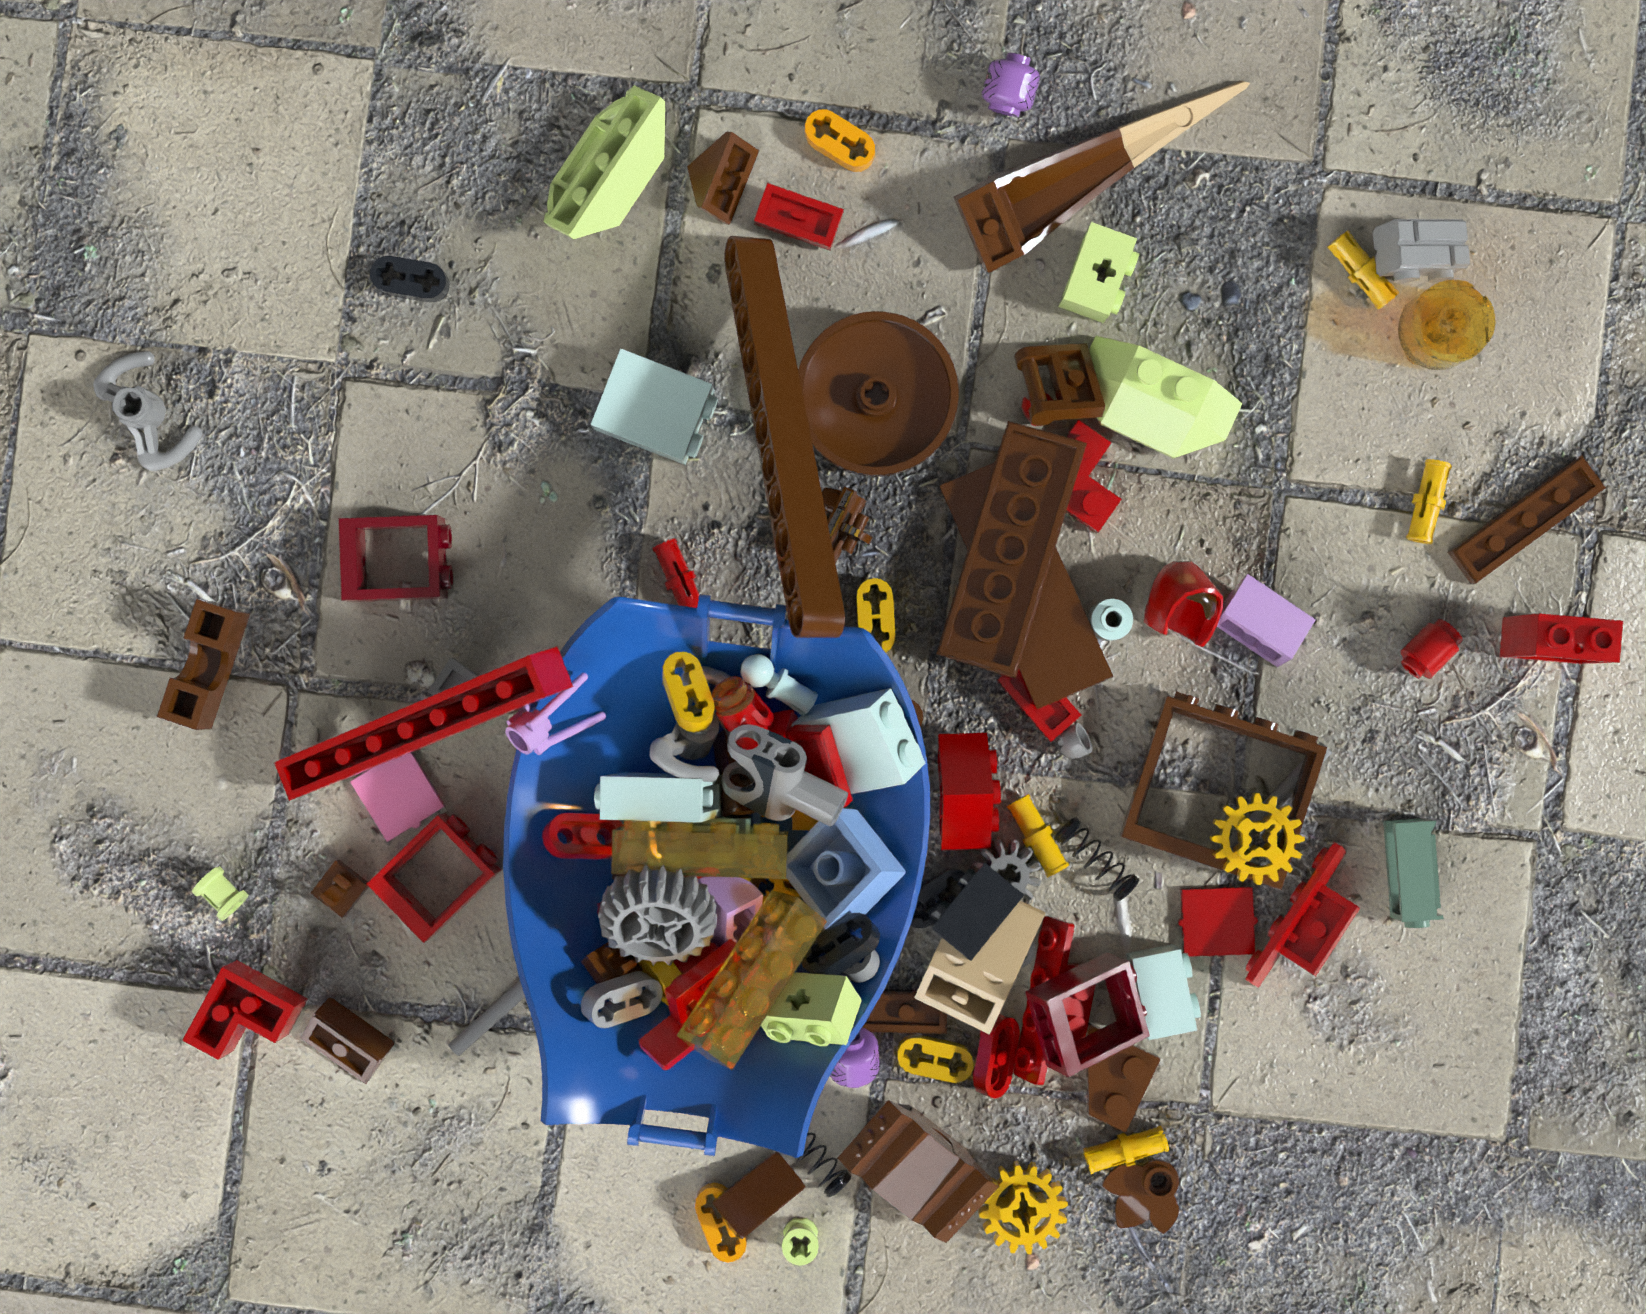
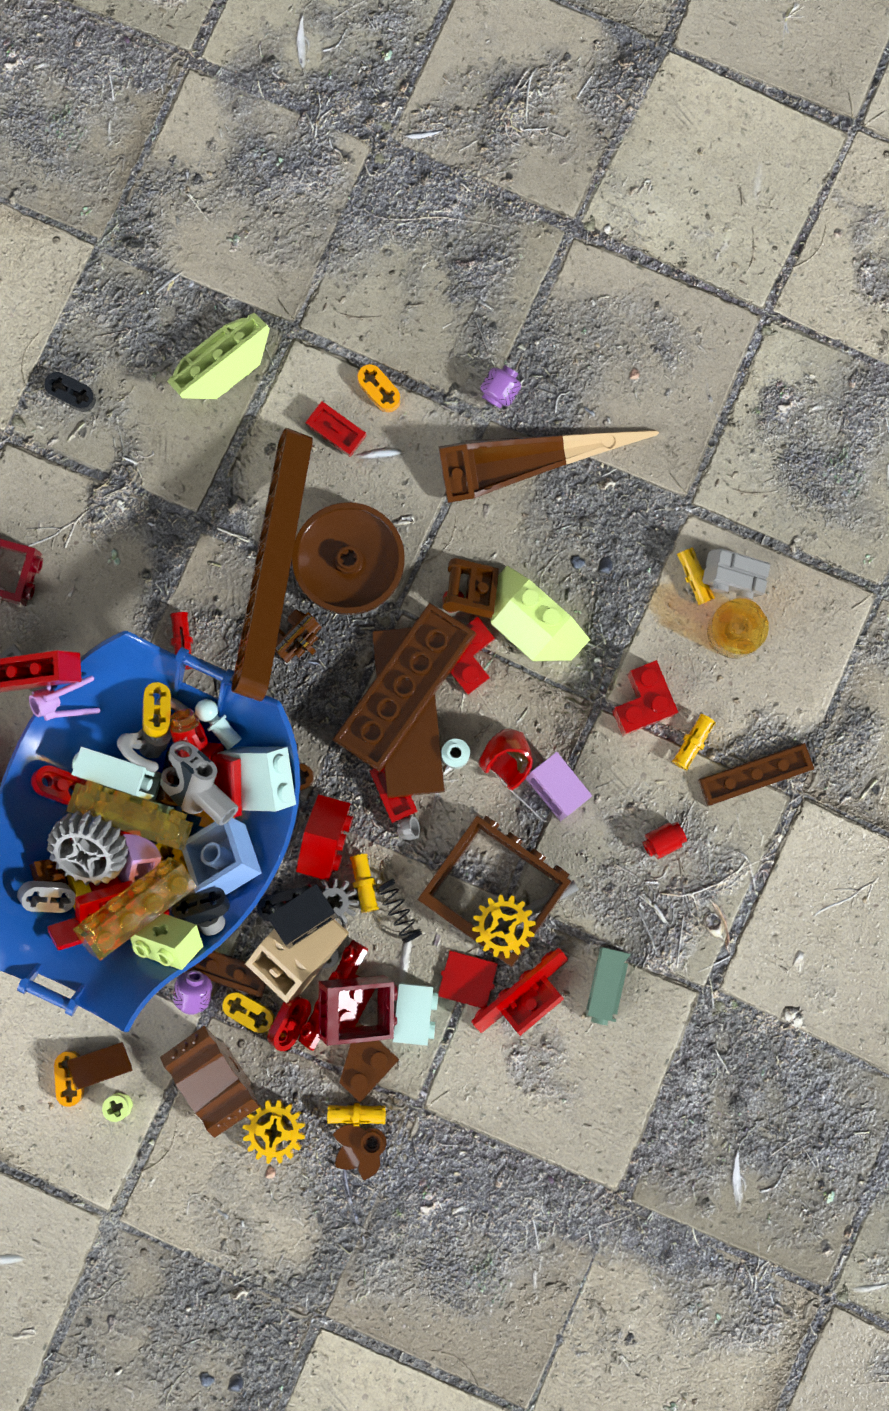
camera: 15 degrees right, 5 degrees down
(654, 407) = (201, 523): light aqua brick -> none
(721, 175) = (294, 387): reddish brown slope -> none
(839, 1182) = (161, 1072): black piece -> none
(886, 611) = (296, 703): yellow beam -> none
(1098, 249) = (526, 510): yellowish green brick -> none
(1357, 462) = (653, 700): none -> red brick
(1561, 639) = (749, 857): red window -> none

